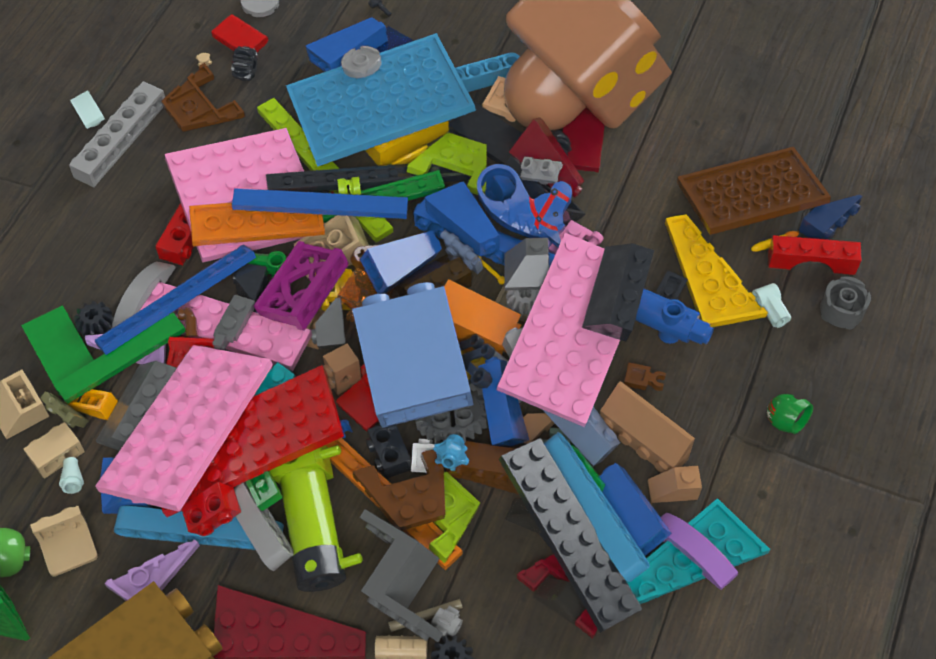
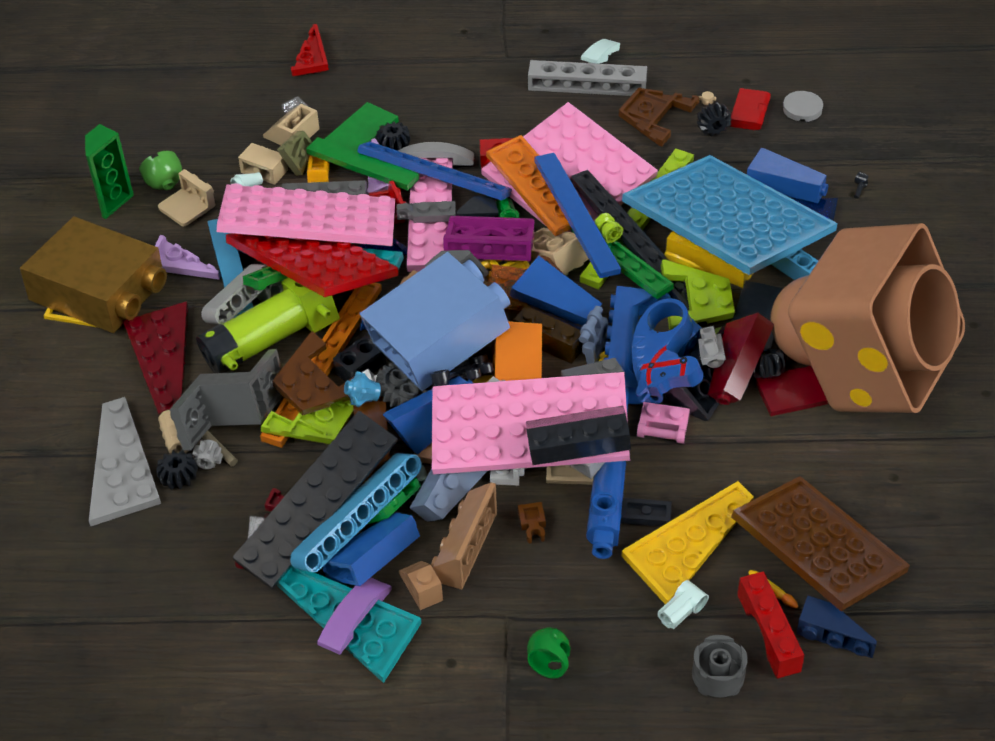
camera: 70 degrees right, 10 degrees down
(190, 321) = (418, 184): reddish brown arm -> none
(211, 509) = (235, 257): red brick -> none
(361, 62) = (764, 187): light grey tile -> none
(462, 215) = (621, 316): blue slope -> none

